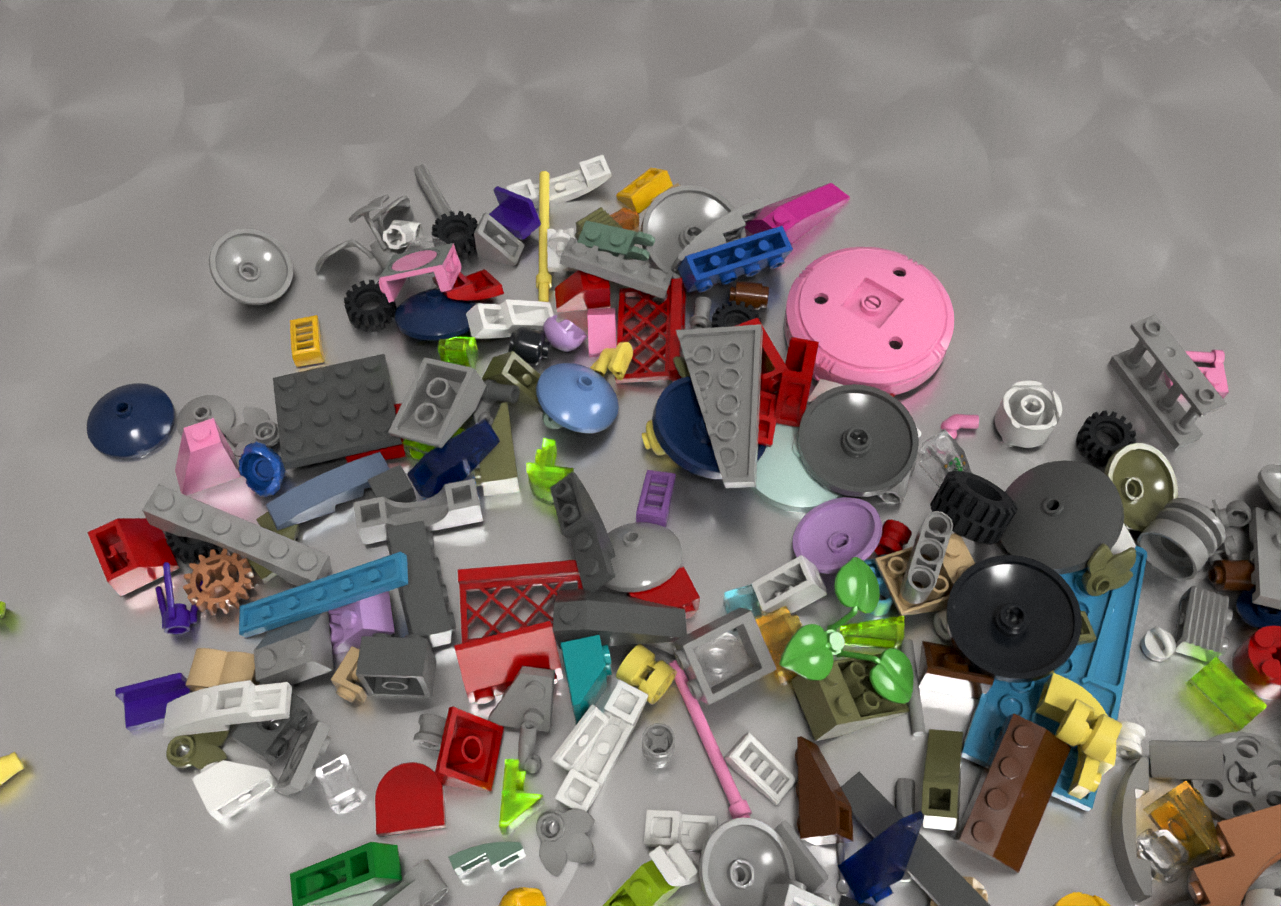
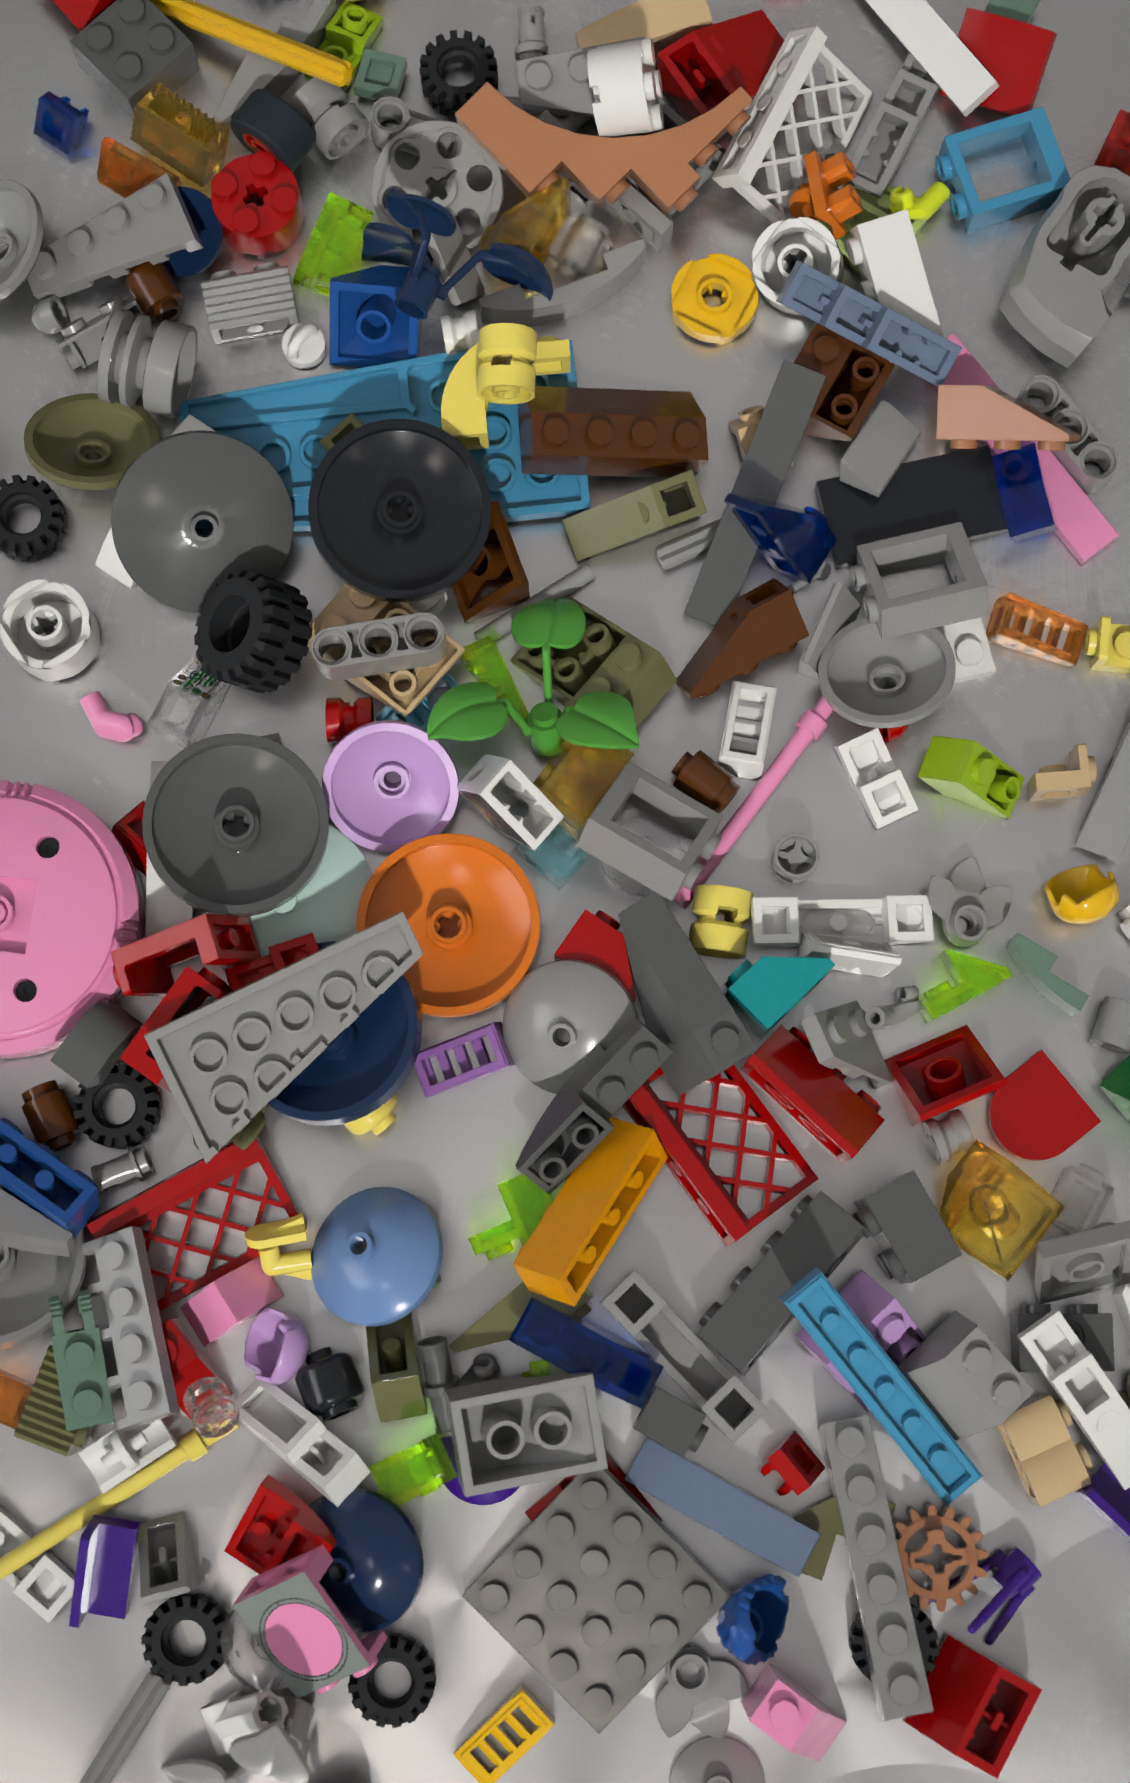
camera: 120 degrees left, 20 degrees up
(323, 538) = (795, 1464): none -> red tile
(345, 678) = (937, 1290): tan bracket -> none
(370, 728) = (996, 1210): none -> clear yellow slope
(529, 501) = (590, 1213): none -> light orange brick
(555, 290) = (211, 1407): none -> clear wheel
(675, 865) = (931, 748): white slope -> none
(736, 530) = (468, 916): none -> orange dish
(739, 717) = (705, 781): none -> reddish brown brick
(775, 319) = (96, 1043): none -> dark grey brick
(1108, 571) = (255, 433): olive plate -> none
(1162, 695) = (367, 323): none -> blue slope
(1173, 712) = (422, 281): none -> dark blue plant

